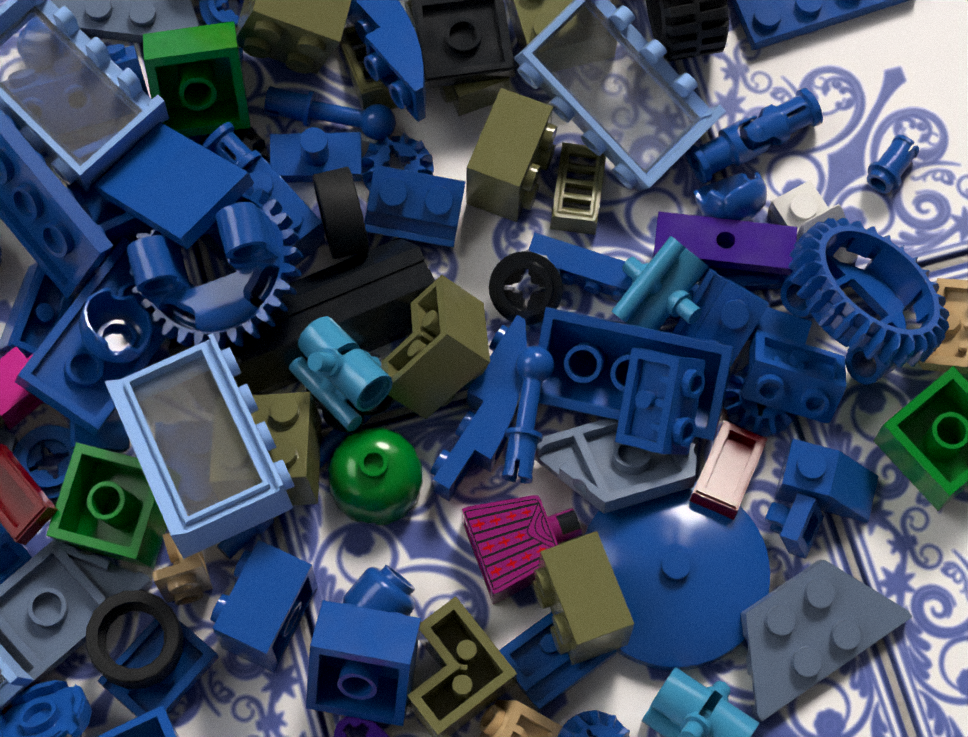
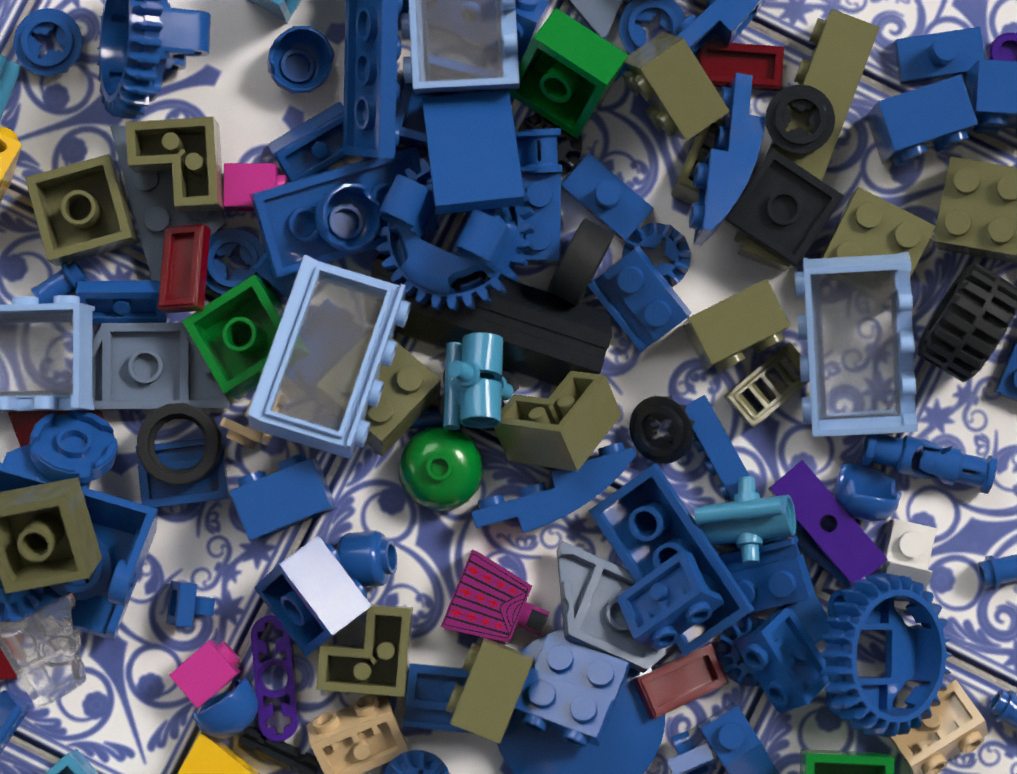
camera: 45 degrees right, 15 degrees up
(375, 121) = (671, 208): blue pin -> none
(534, 367) = (610, 496): blue pin -> none
(652, 546) = (571, 691): none -> plate

